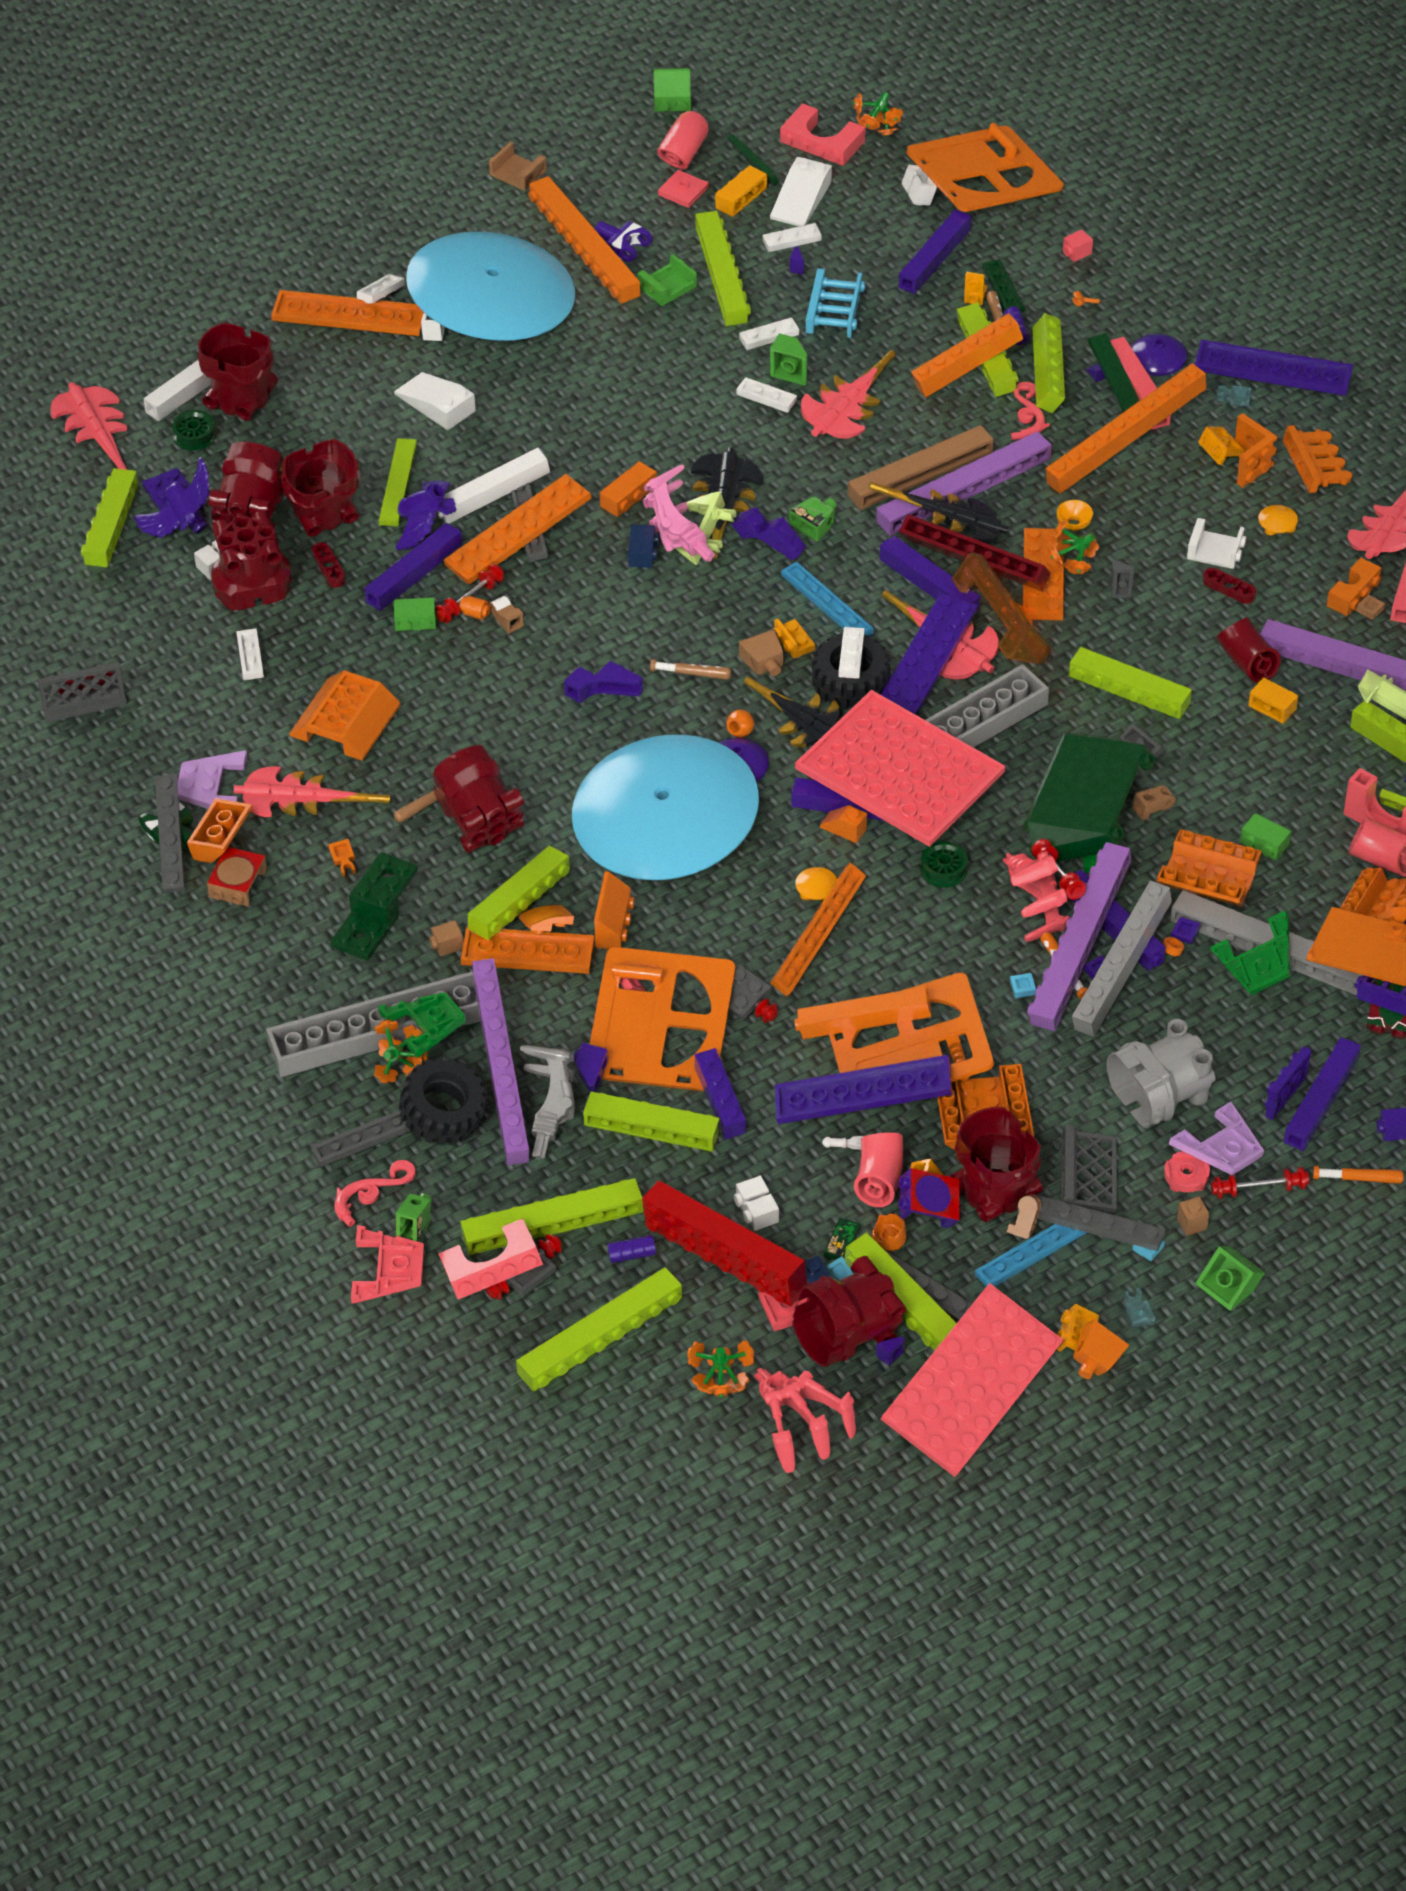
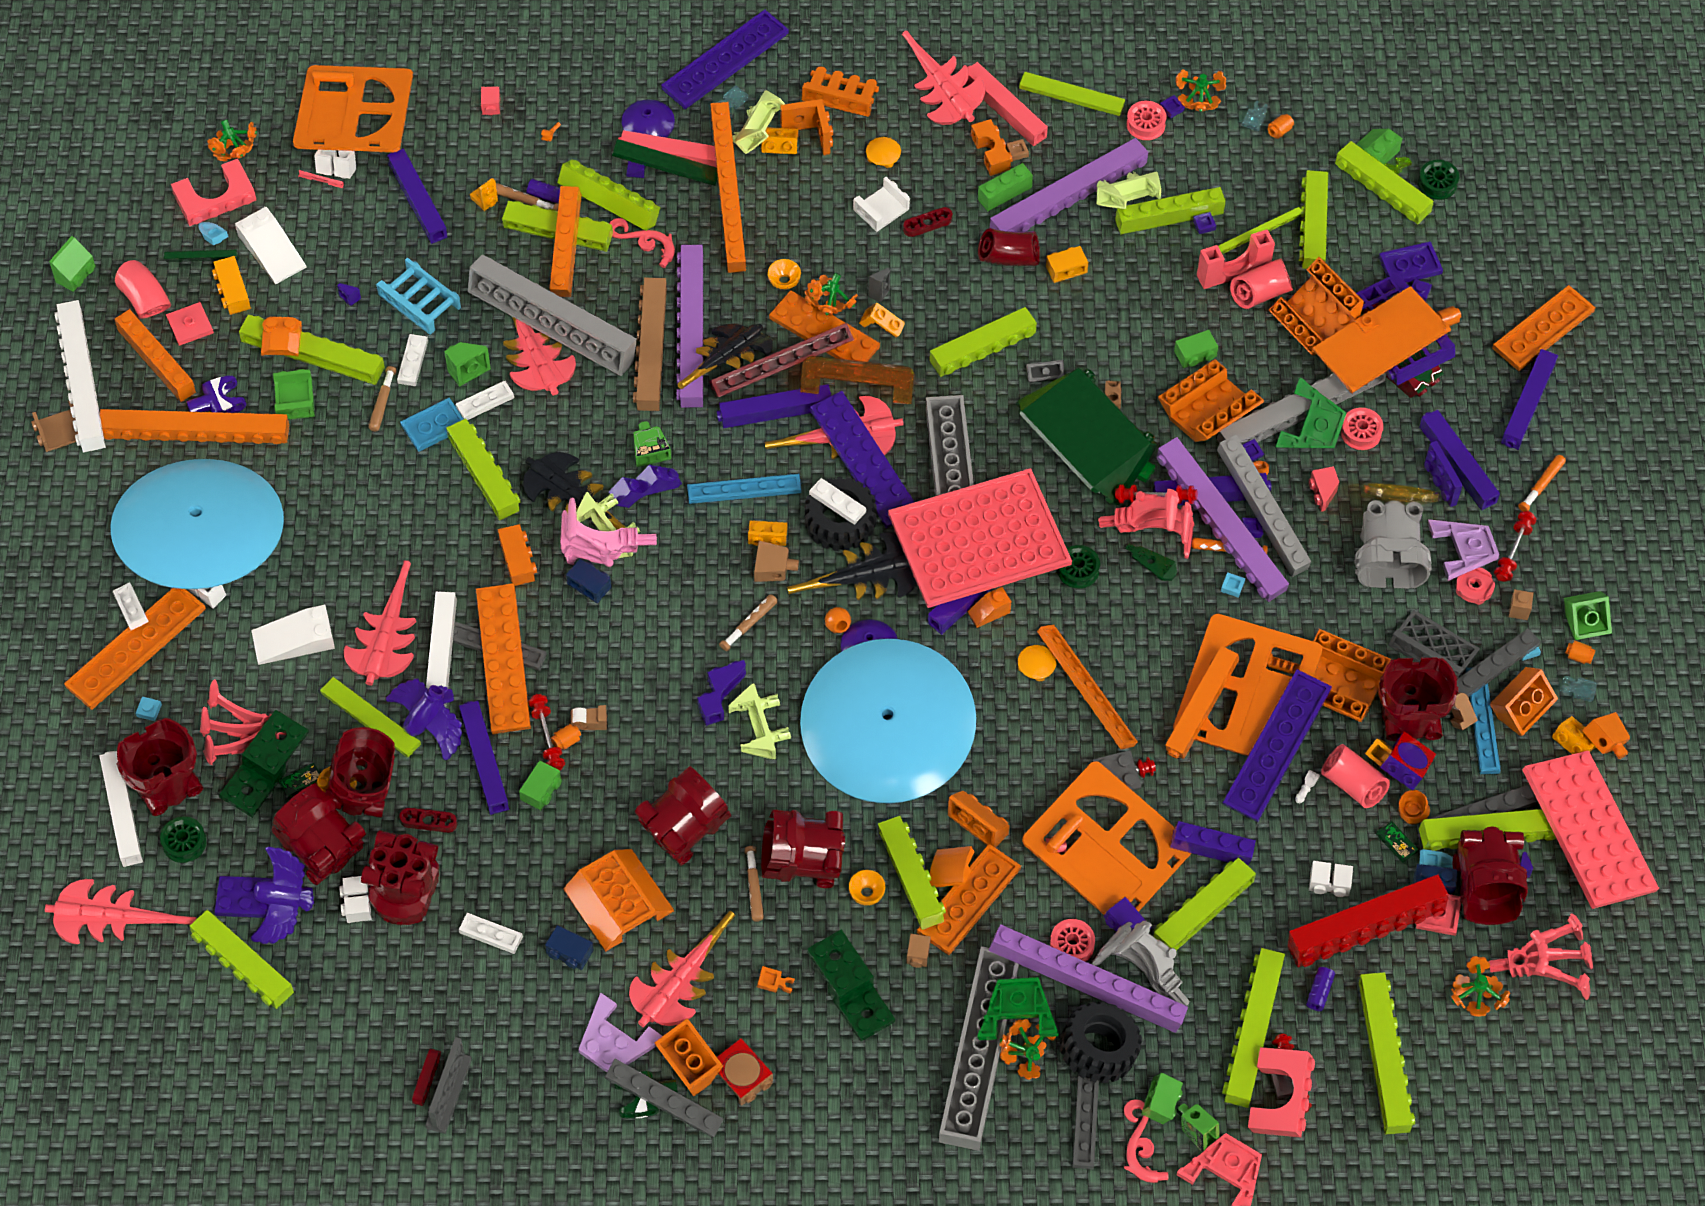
camera: 60 degrees left, 10 degrees up
(272, 708) = (569, 948): none -> dark blue brick
(299, 351) = (148, 708): none -> medium azure plate
(301, 430) = (264, 763): none -> dark green bracket
(329, 422) = (246, 732): none -> coral piece
(425, 1178) = (1162, 1098): none -> bright green brick
(447, 707) = (683, 814): none -> dark red piece
(455, 459) = (378, 657): none -> coral animal
(481, 866) = (867, 879): none -> light orange piece
(541, 1034) = (1085, 940): none -> coral wheel
(568, 148) = (80, 375): none -> white brick
(610, 710) = (765, 738): none -> yellowish green hose
(631, 182) = (155, 355): none -> orange brick
(696, 426) = (483, 469): none -> lime brick
(698, 338) = (378, 412): none -> medium nougat piece
(710, 237) = (281, 336): none -> orange slope
(715, 378) = (430, 424): none -> dark azure tile
(782, 155) = (212, 232): none -> medium azure plate
(792, 237) = (313, 282): white plate -> none
(884, 384) = (551, 315): none -> light grey brick
(896, 184) = (310, 176): none -> coral piece
(998, 928) = (1163, 567): none -> dark green piece
(1002, 285) = (483, 173): dark green tile -> none
(1083, 1269) = (1524, 700): none -> orange slope
(1089, 605) = (882, 317): none -> light orange bracket
(1179, 1290) = (1580, 652): none -> orange brick
(1195, 1004) = (1325, 486): none -> coral slope
(1216, 415) = (760, 116): none -> yellowish green hose
(1227, 1052) = (1400, 493): none -> clear yellow dish
(1290, 1003) = (1359, 438): none -> coral wheel
(1317, 616) = (1005, 187): none -> bright green brick

